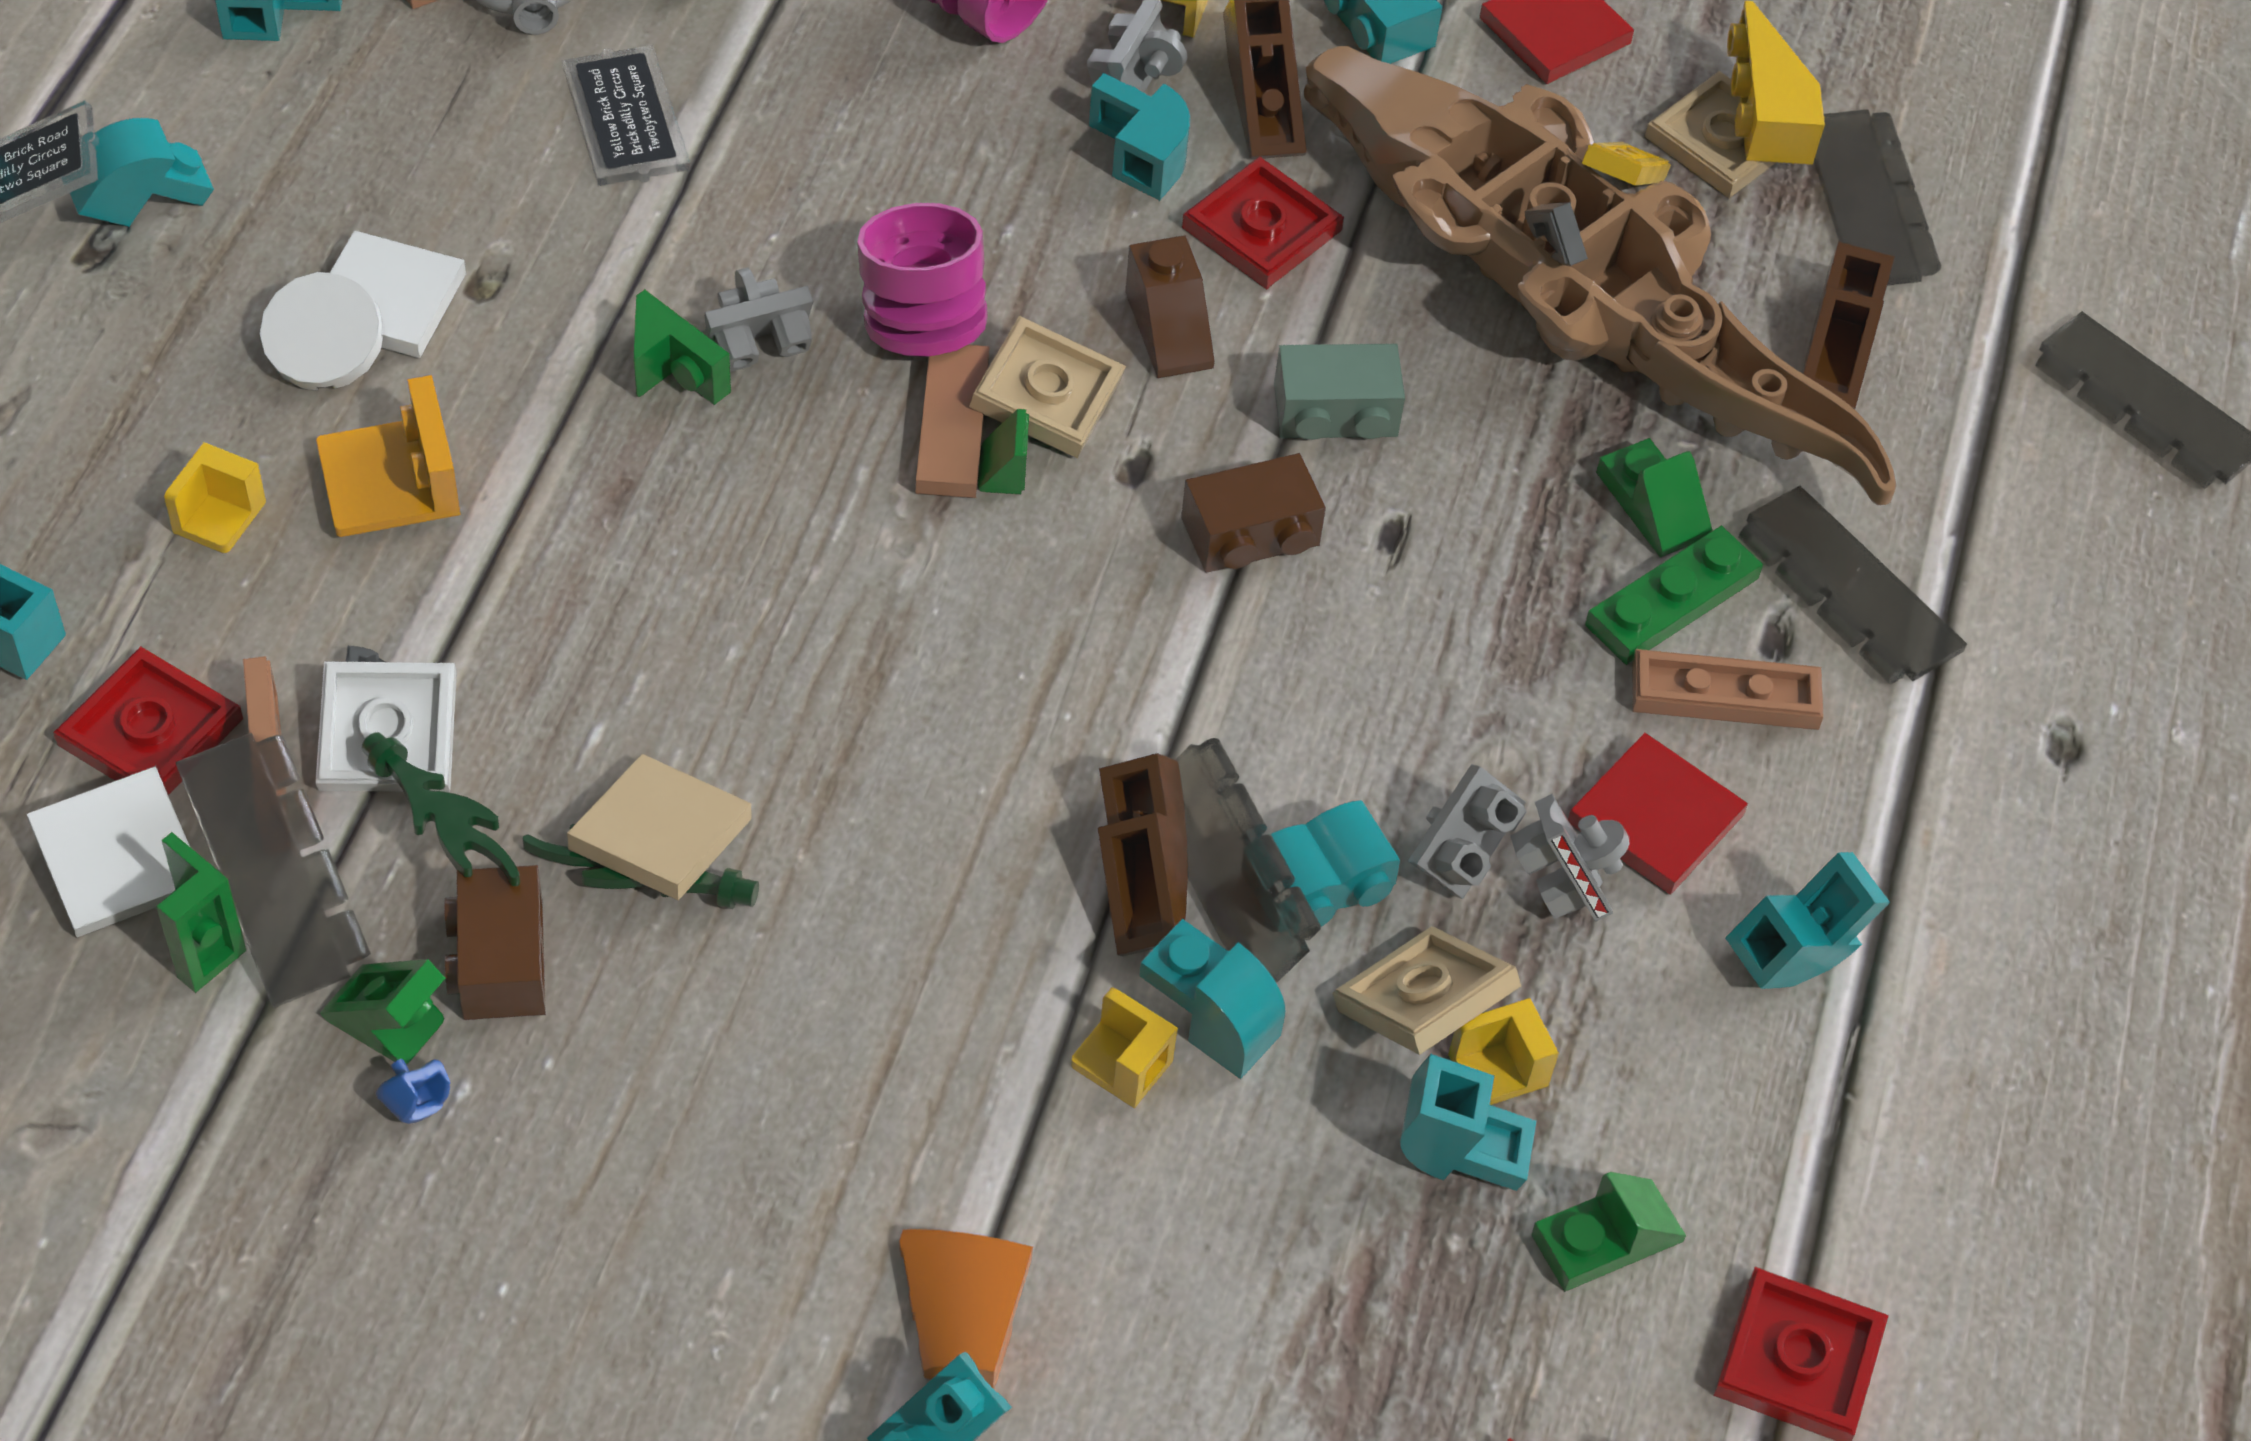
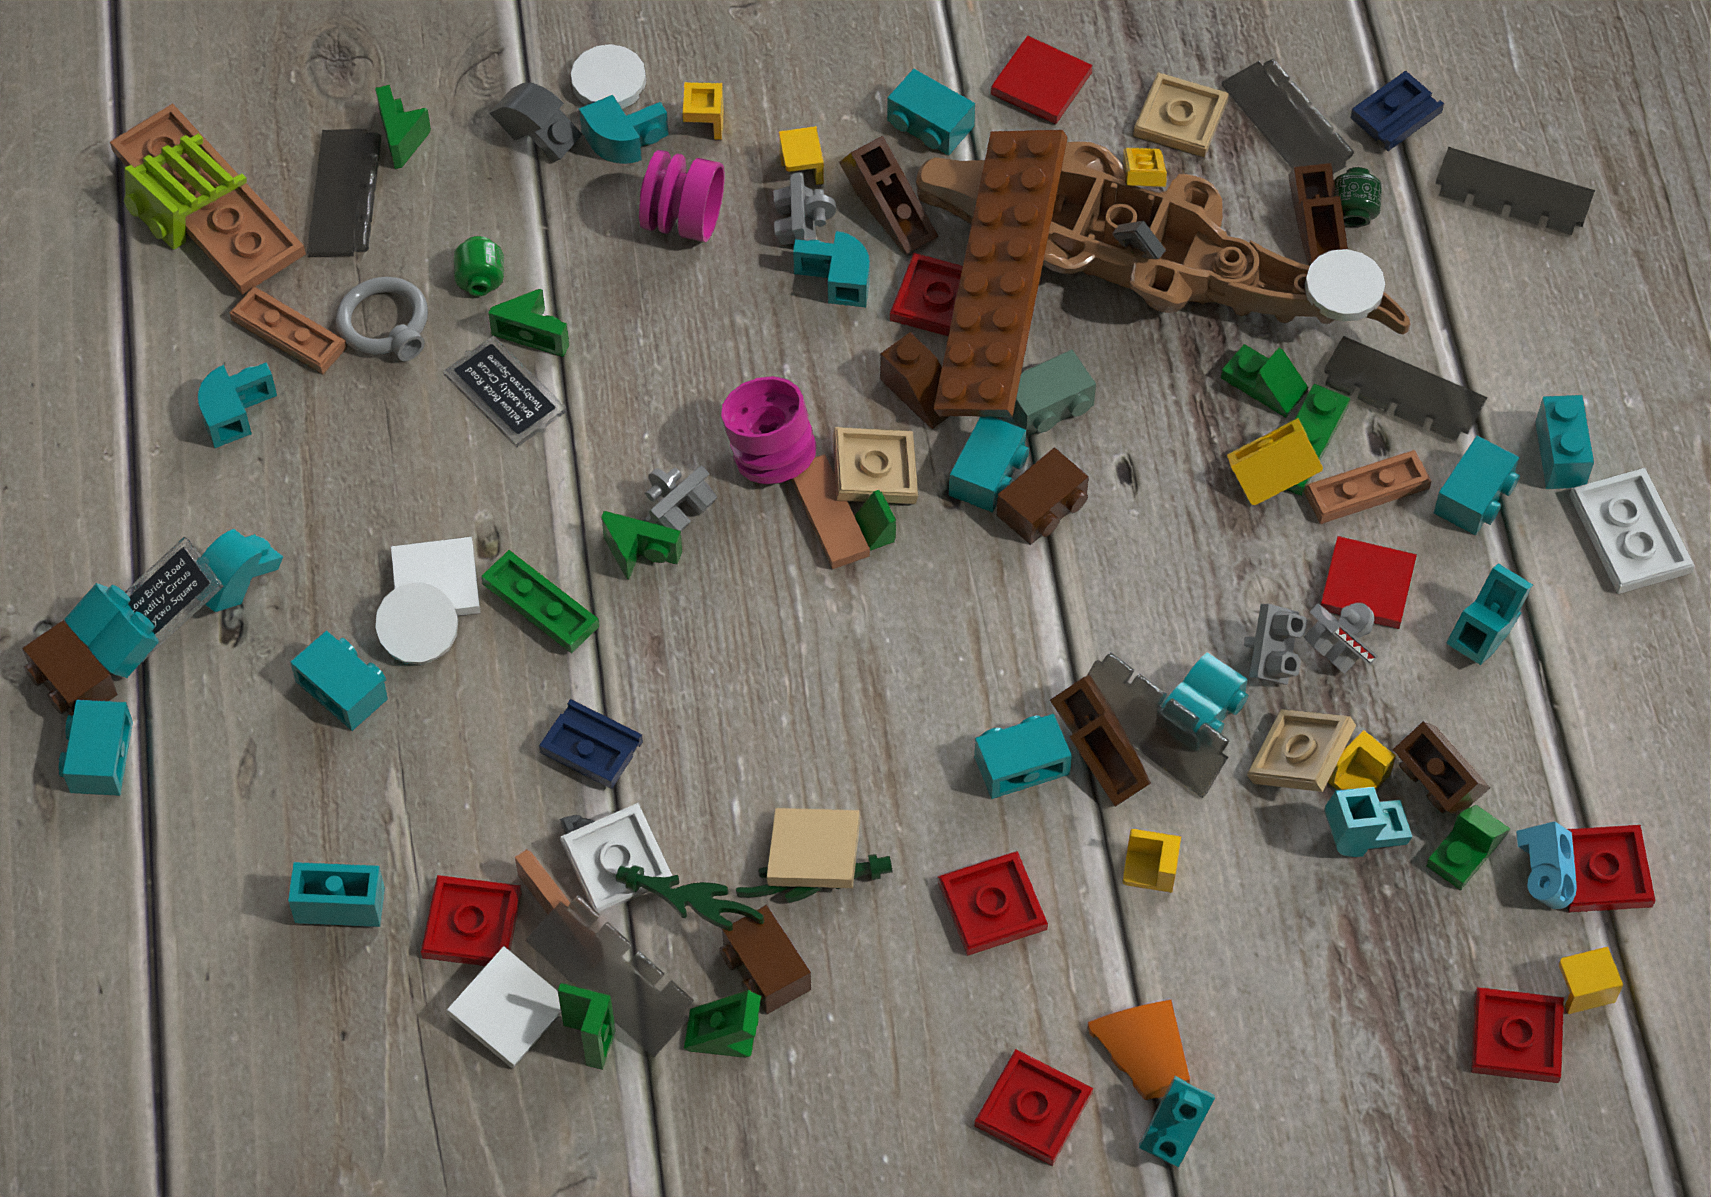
camera: 20 degrees left, 5 degrees up
(180, 358) = (340, 679): none -> teal brick
(215, 498) = (422, 761): yellow panel -> none
(391, 470) = (517, 693): light orange bracket -> none
(415, 1093) = (770, 1068): blue piece -> none
(449, 570) = (591, 744): none -> dark blue plate
(500, 372) = (540, 601): none -> green plate
(702, 43) = (523, 323): none -> green slope
(754, 1313) = (1033, 1107): none -> red tile
(866, 1009) = (992, 903): none -> red tile
(1022, 830) = (1022, 755): none -> teal brick
(1200, 436) = (988, 462): none -> teal brick
(1228, 993) = (1197, 804): teal brick -> none
(1344, 208) = (1001, 274): none -> dark orange plate
(1604, 600) = (1275, 462): none -> yellow panel
(1618, 1100) = (1440, 768): none -> reddish brown brick
(1715, 1308) = (1551, 863): none -> medium azure leg
(1778, 95) = (1207, 80): yellow slope -> none
(1823, 403) = (1345, 285): none -> white tile
(1886, 748) = (1476, 486): none -> teal brick
(1913, 318) = (1359, 196): none -> dark green head
(2030, 237) = (1396, 110): none -> dark blue plate
(2047, 742) = (1564, 441): none -> teal brick
(2091, 905) = (1631, 531): none -> white tile

